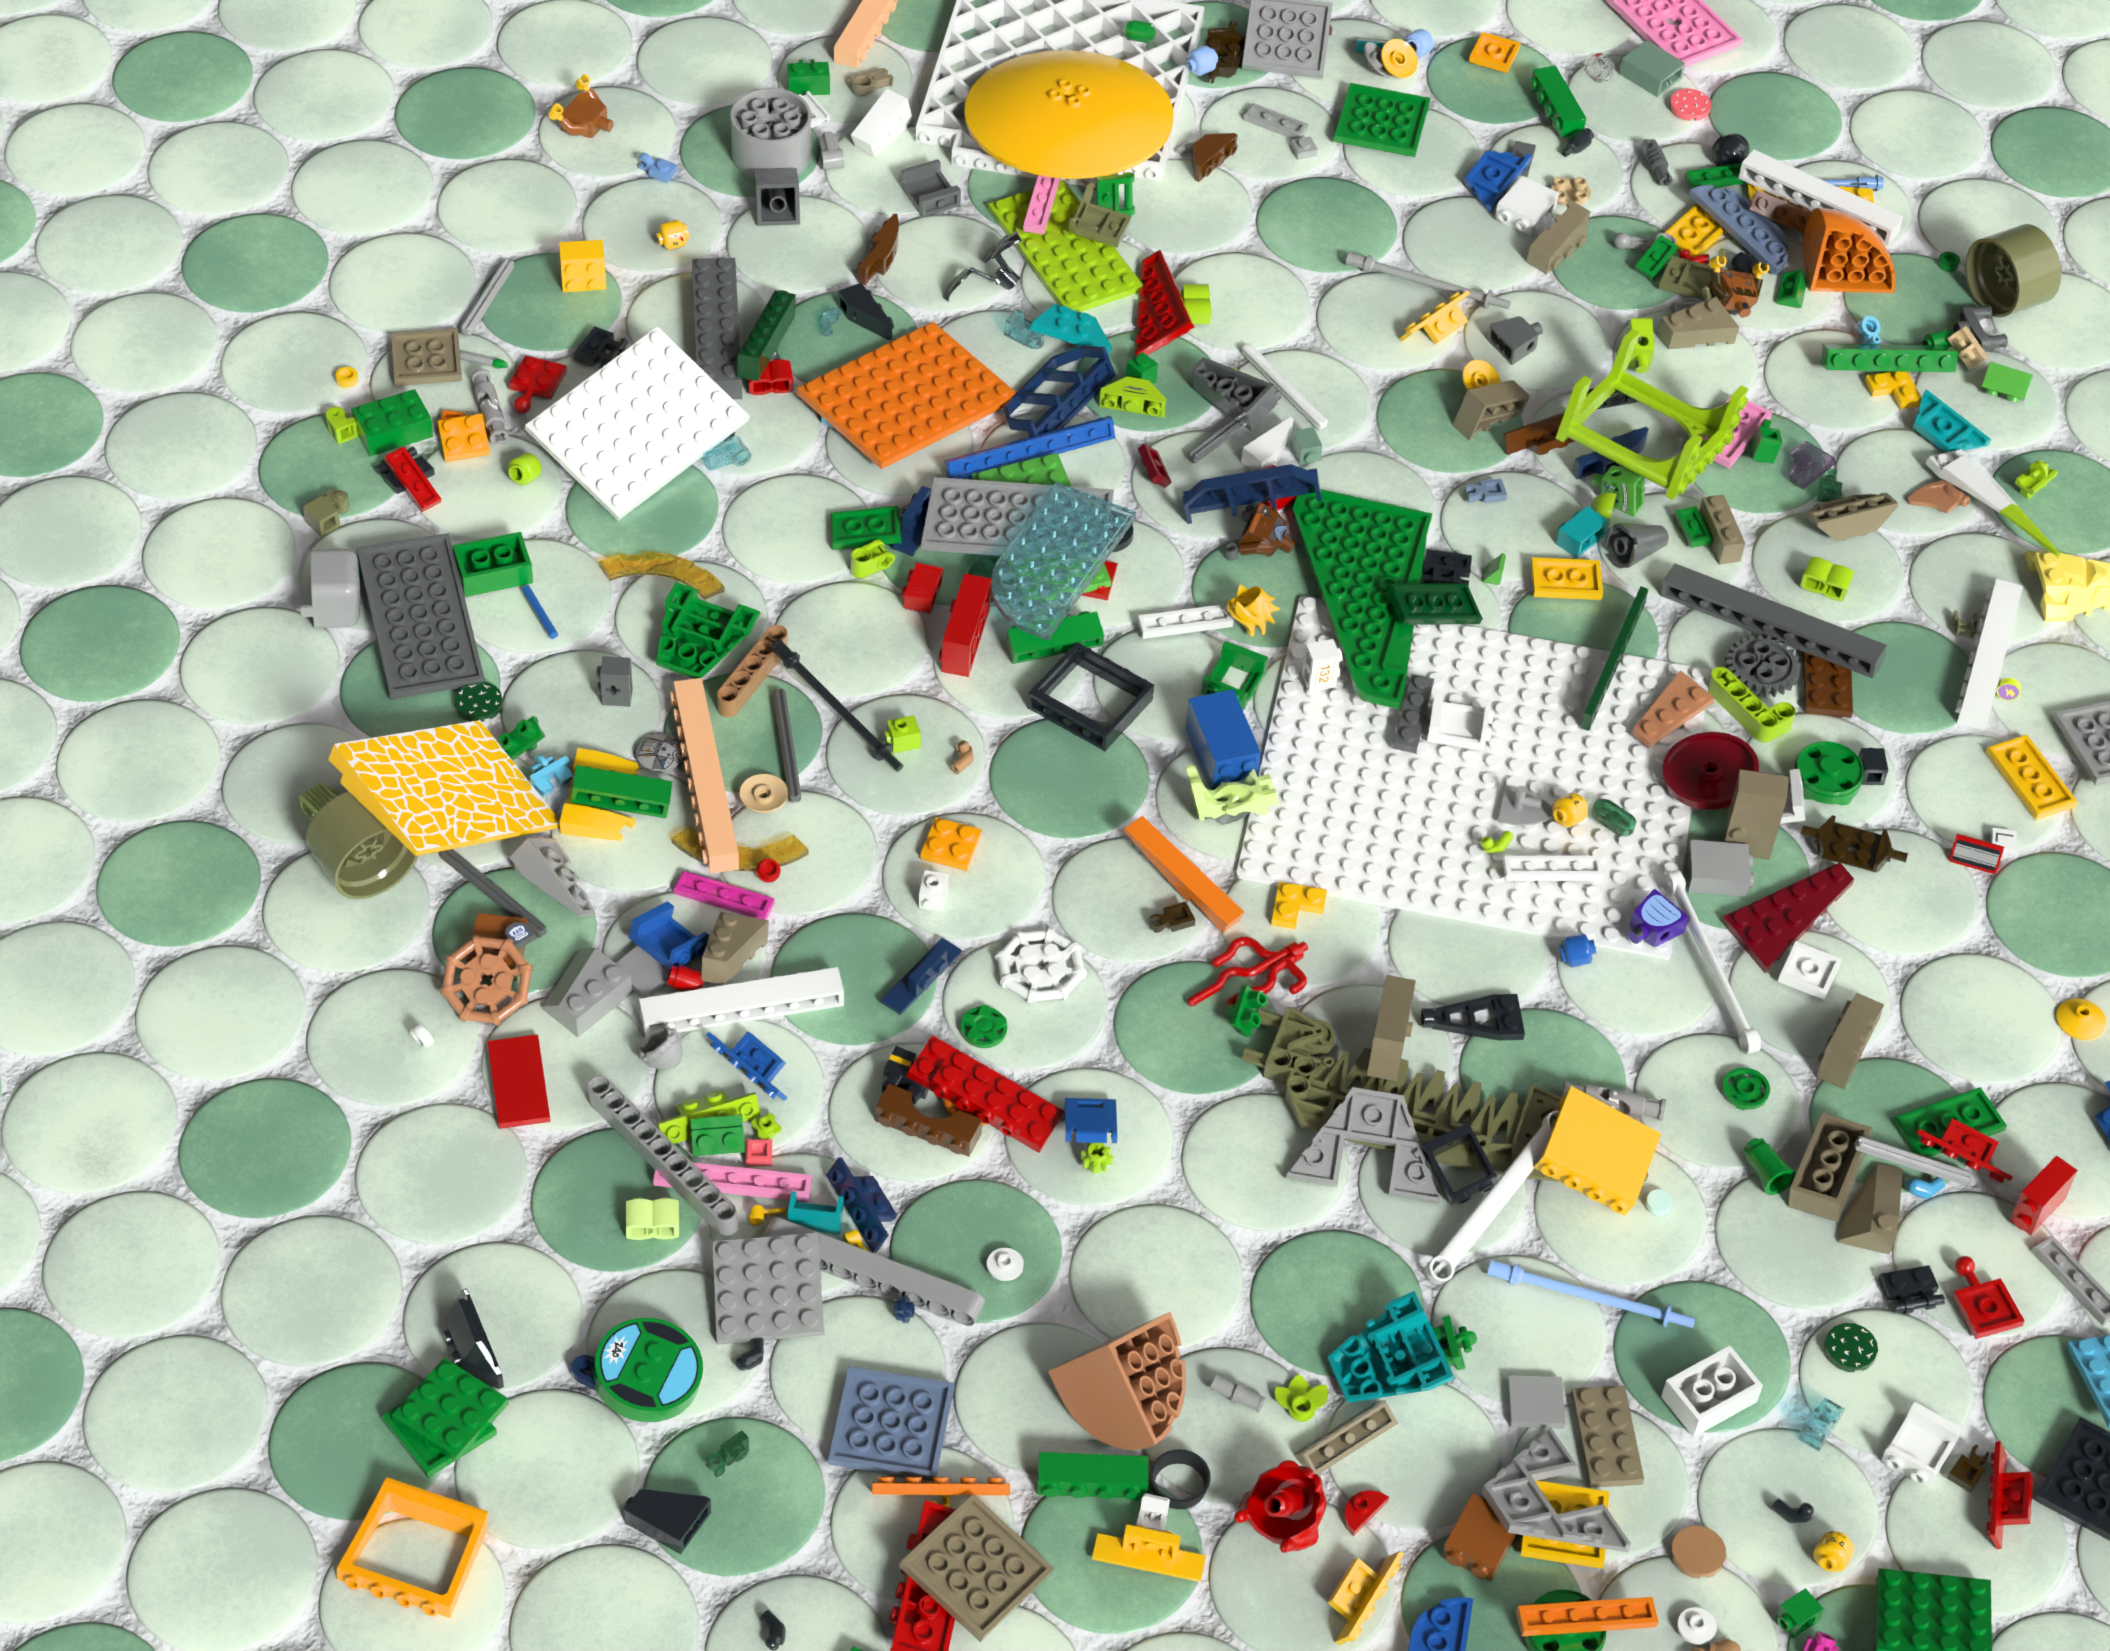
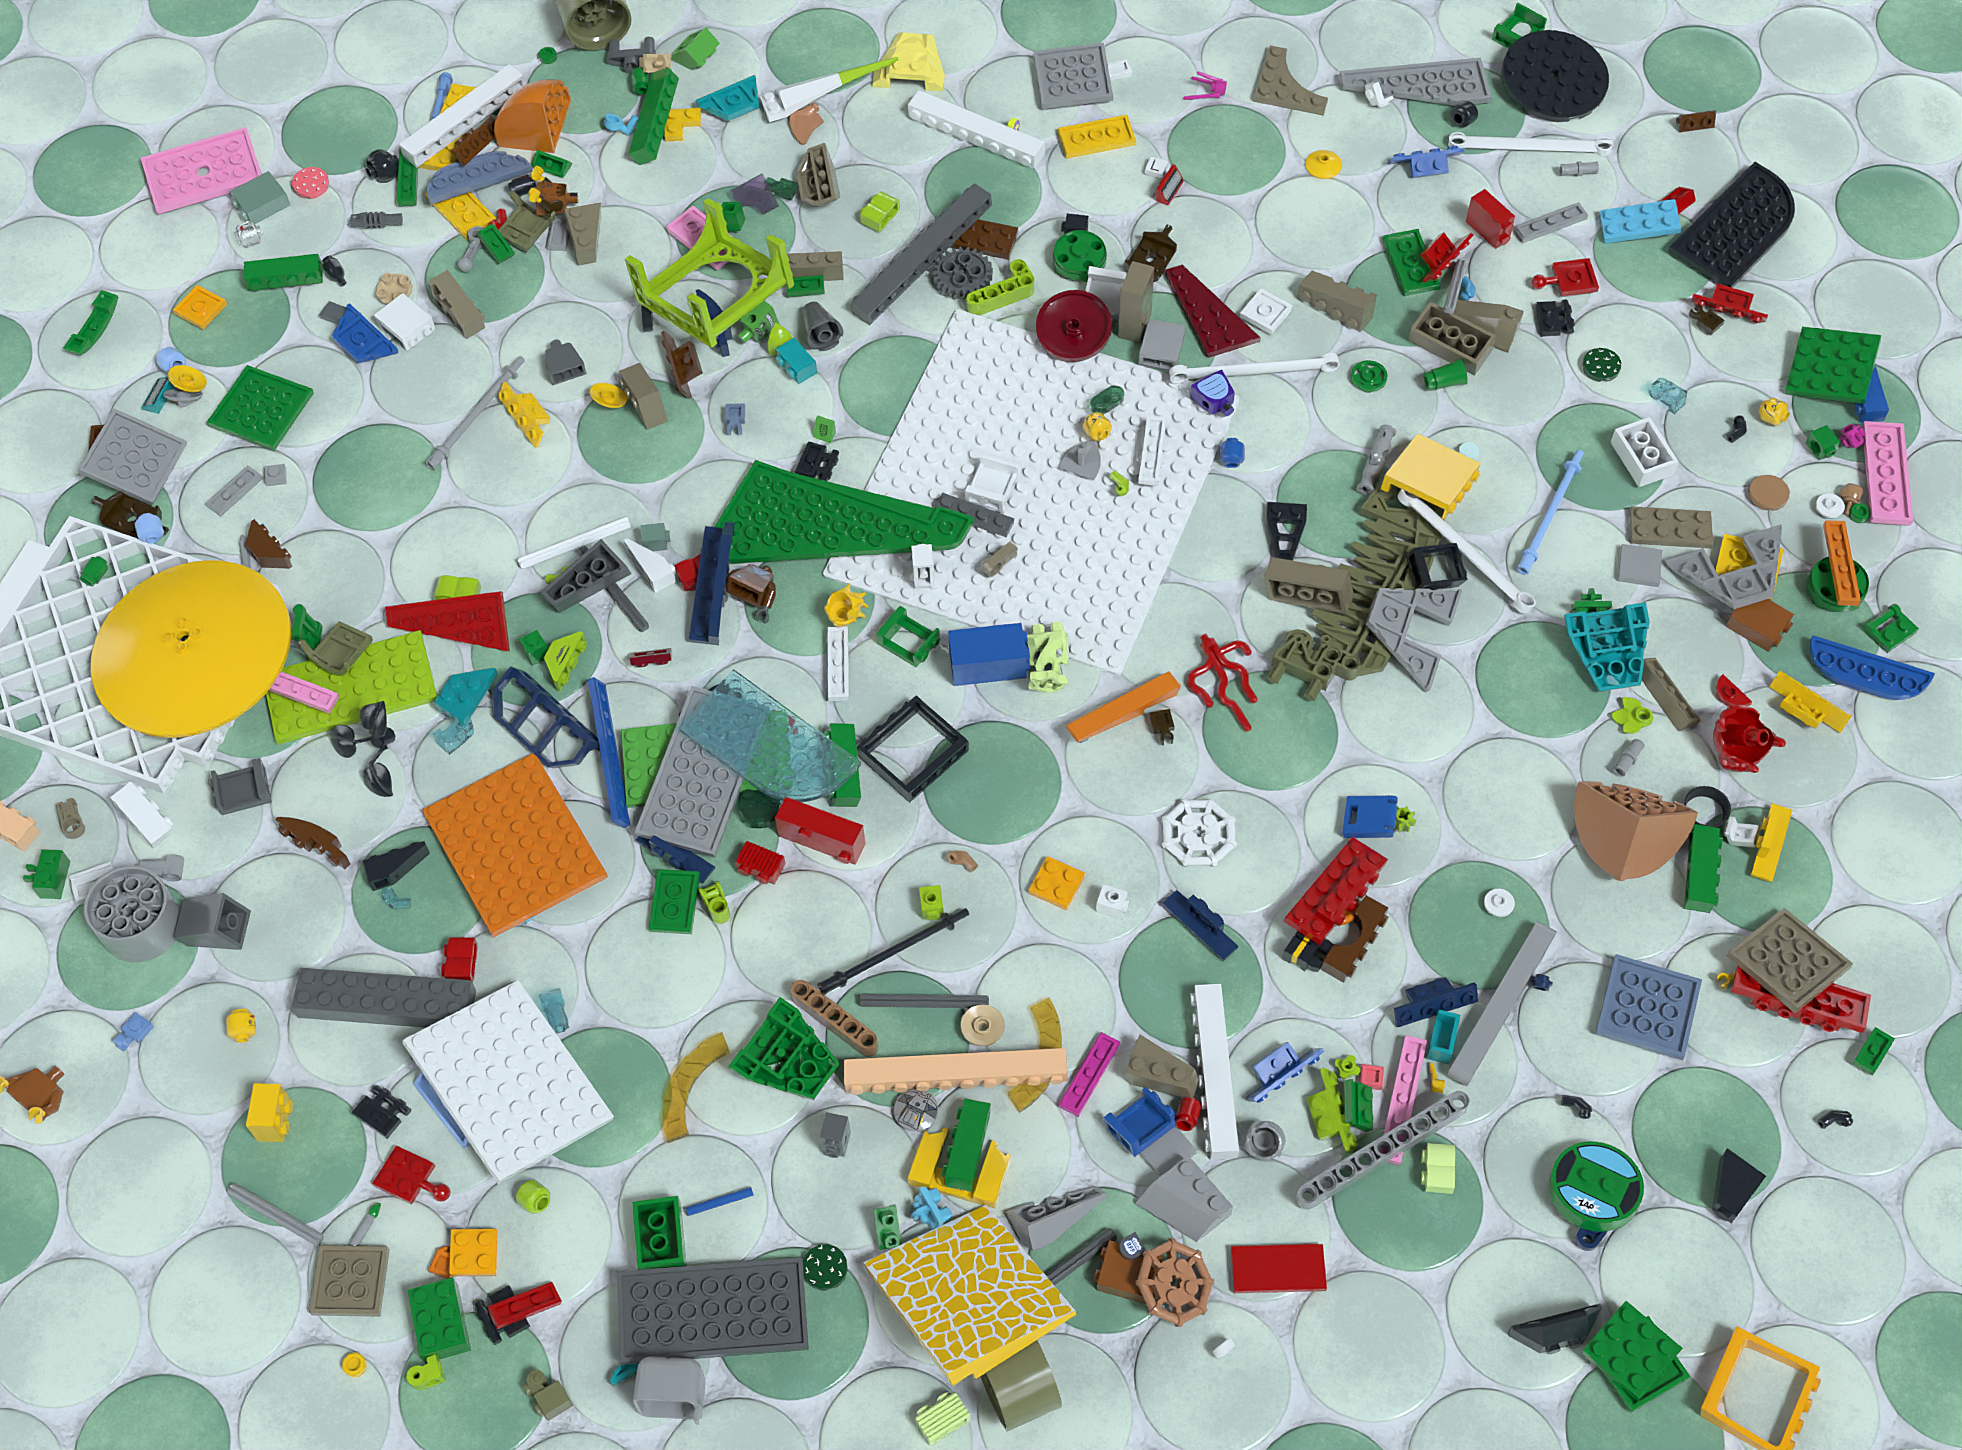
camera: 75 degrees left, 10 degrees up
(490, 406) = (439, 1223): light grey piece -> none
(732, 1450) = (1673, 1130): clear green plate -> none
(766, 335) = (418, 950): dark green brick -> none
(768, 870) = (1069, 1032): red plate -> none
(768, 1288) = (1519, 1082): light grey plate -> none
(853, 1238) = (1467, 1012): yellow hand -> none
(940, 1486) = (1712, 978): orange plate -> none
(983, 1026) = (1256, 885): green wheel -> none
(1245, 1012) = (1278, 690): green hips -> none
(1295, 897) = (1151, 637): yellow plate -> none
(1355, 739) = (999, 559): none -> dark tan piece
(1434, 604) = (862, 476): dark green tile -> none
(1566, 578) = (844, 382): yellow plate -> none
(1614, 658) = (943, 364): dark green tile -> none
(1644, 349) = (599, 275): lime torso -> none
(1672, 709) = (999, 339): nougat wing -> none
(1922, 1445) = (1687, 343): white panel -> none
(1956, 623) = (938, 142): olive piece -> none
(2035, 478) = (804, 57): lime hips -> none

